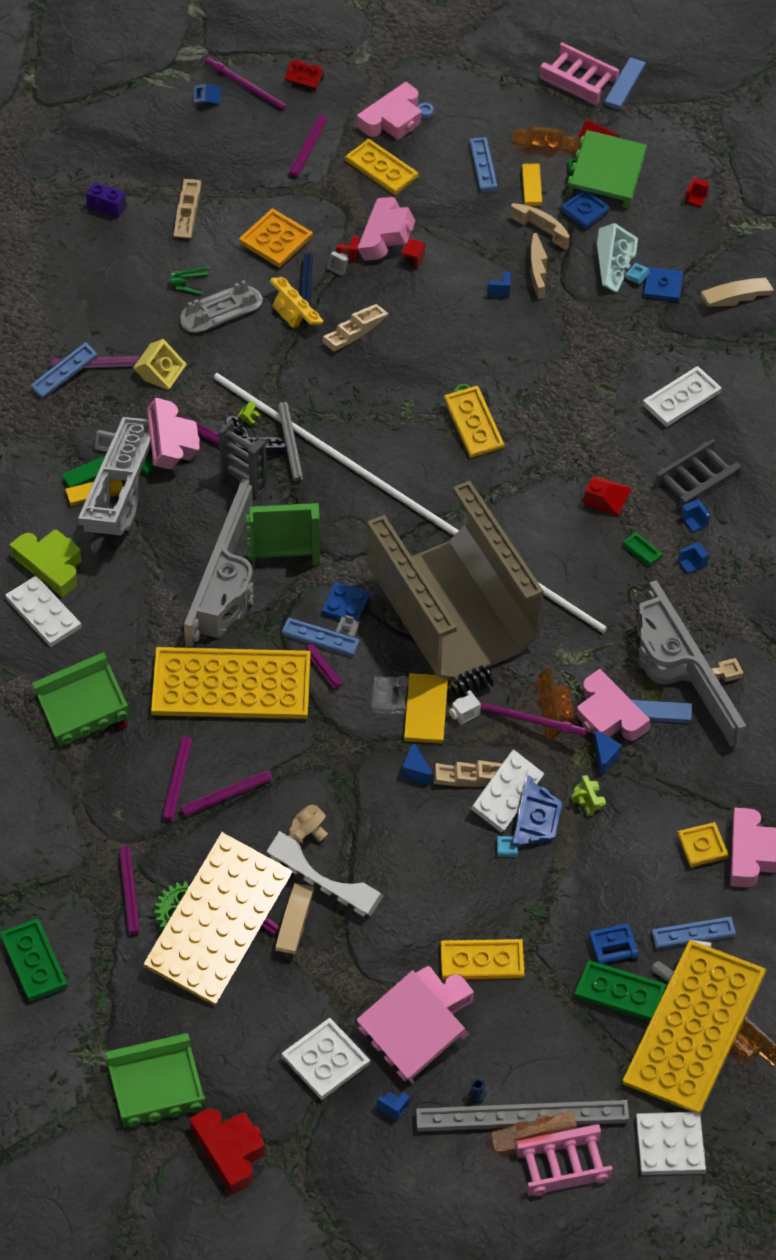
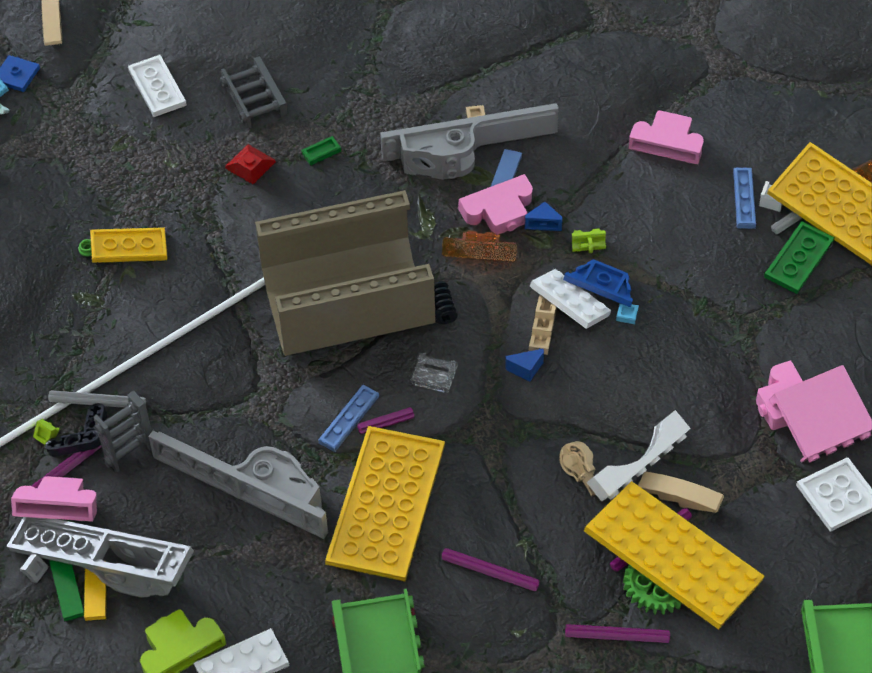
camera: 75 degrees left, 0 degrees up
(226, 793) = (518, 529): magenta axle -> none
(283, 531) = (235, 396): bright green panel -> none
(346, 601) = (313, 389): blue plate -> none
(348, 626) = (343, 392): light grey tile -> none
(426, 708) = (459, 345): yellow tile -> none
(465, 708) = (468, 313): white brick -> none
(483, 959) = (746, 354): yellow tile -> none
(565, 727) = (518, 236): magenta bar -> none
(613, 938) = (743, 256): blue plate -> none
(693, 558) = (345, 114): blue panel -> none
(695, 516) = (298, 103): blue panel -> none
(702, 844) = (656, 171): yellow plate -> none

